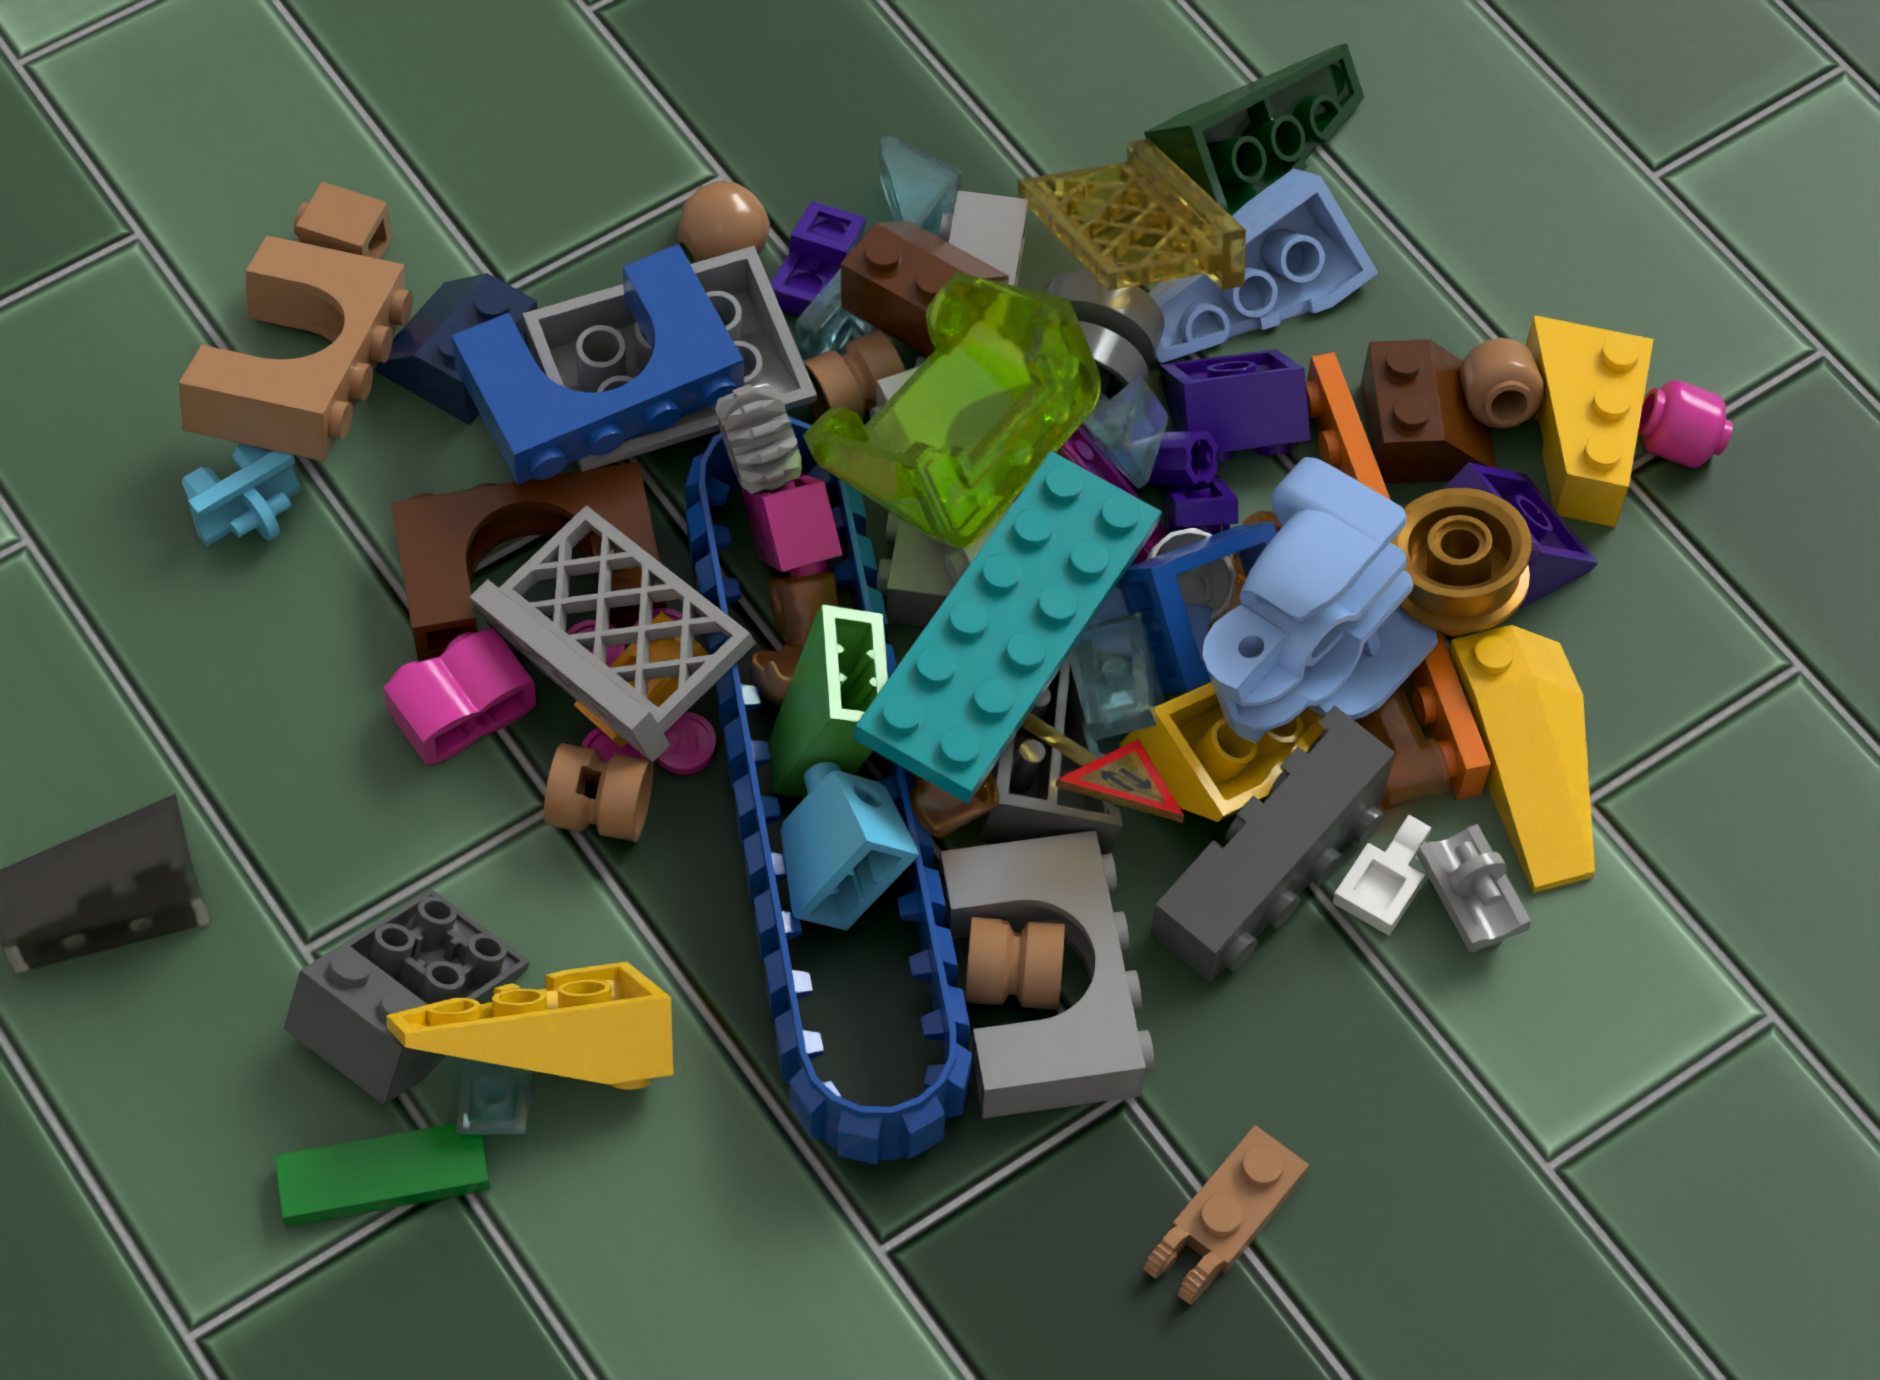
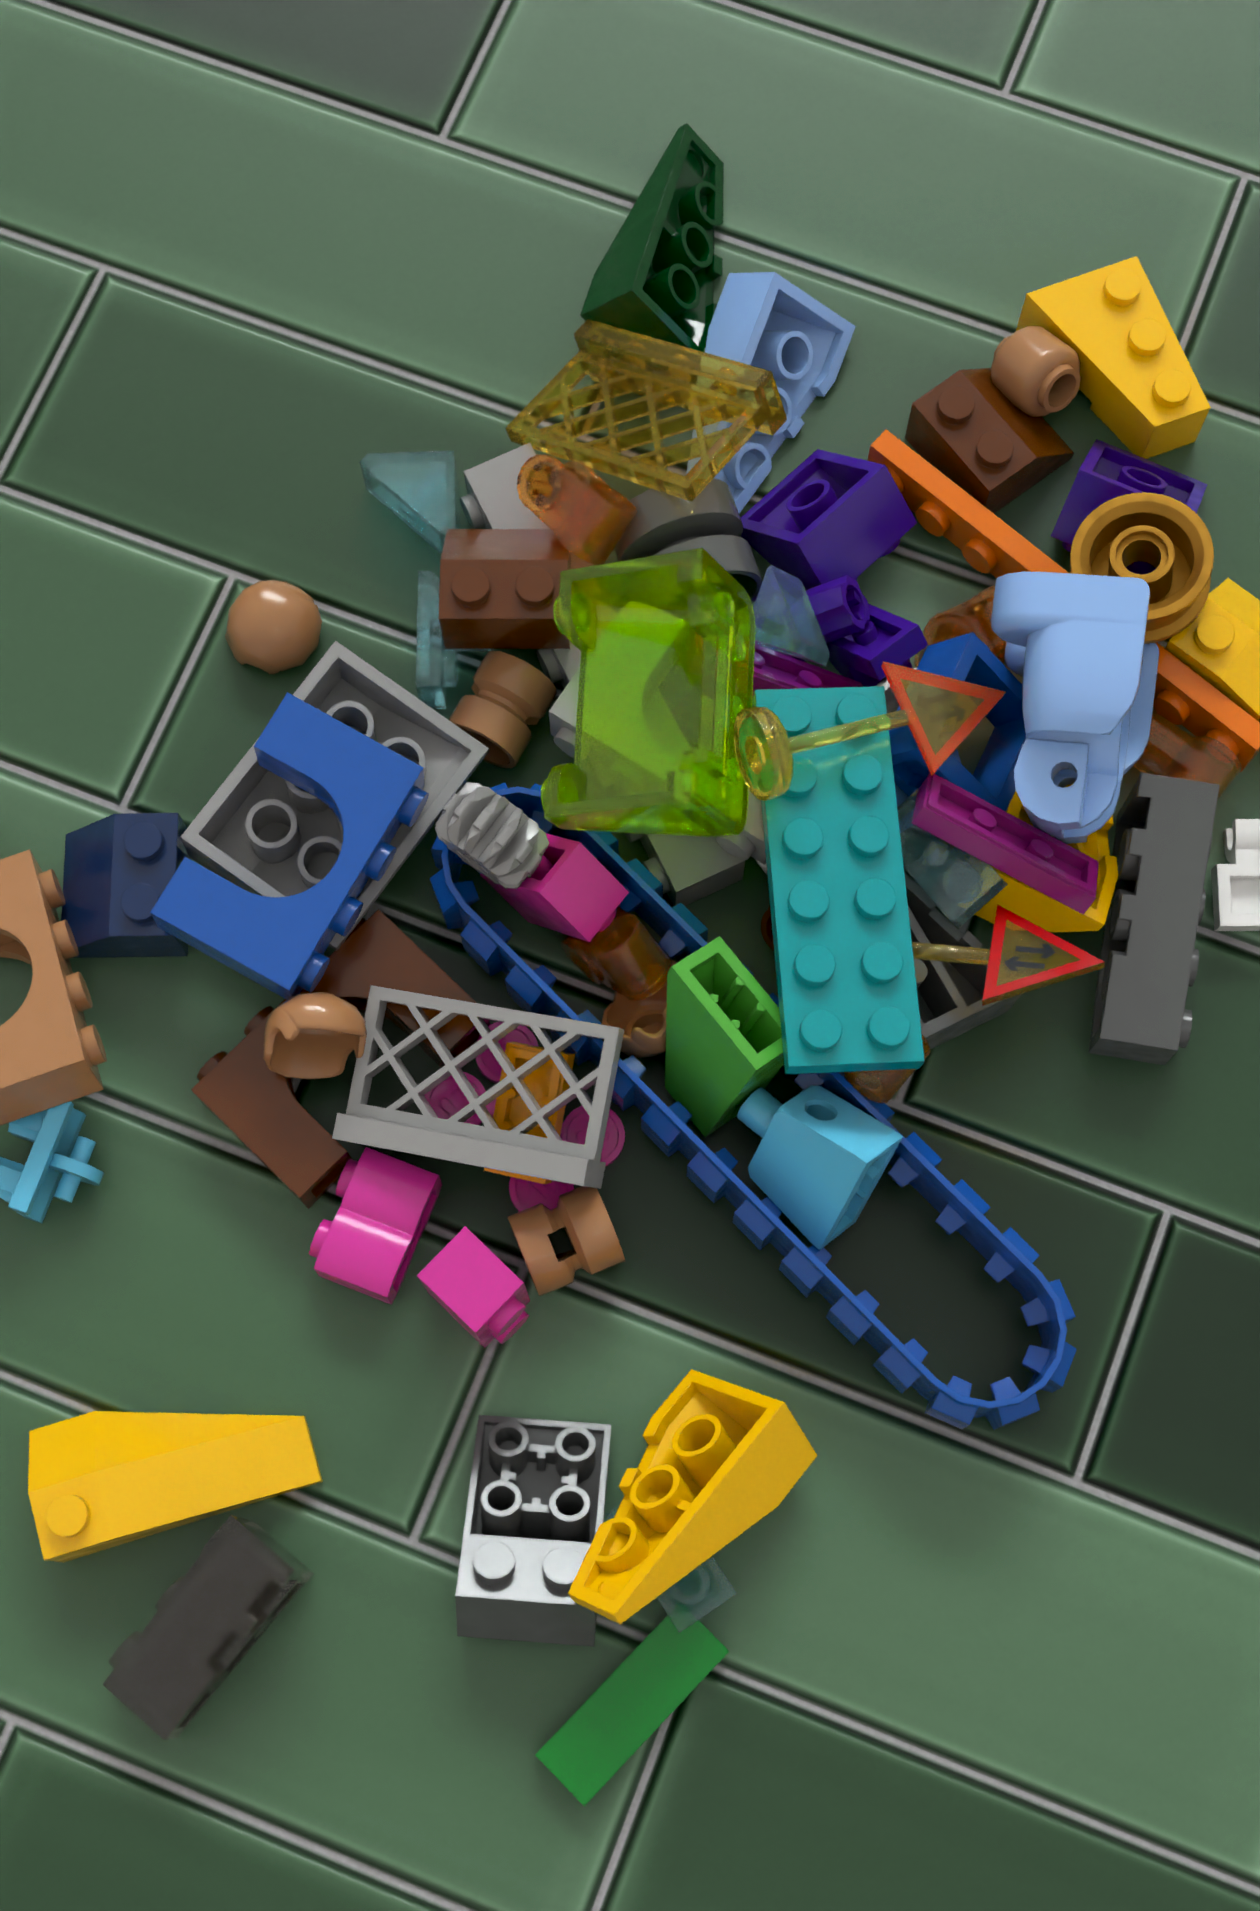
camera: 30 degrees left, 15 degrees up
(122, 755) = (143, 1473): none -> yellow wedge
(496, 775) = (477, 1289): none -> dark pink brick
(510, 511) = (313, 1036): none -> medium nougat hair
(815, 255) = (377, 607): dark purple slope -> none
(1015, 963) = (1022, 1160): medium nougat wheel -> none
(1018, 246) = (575, 506): none -> clear orange piece
(1093, 1046) = (1129, 1182): light grey arch -> none
(1178, 692) = (1006, 843): none -> magenta tile
(1186, 545) = (933, 706): none -> clear yellow piece
(1684, 423) = (1202, 312): dark pink head -> none

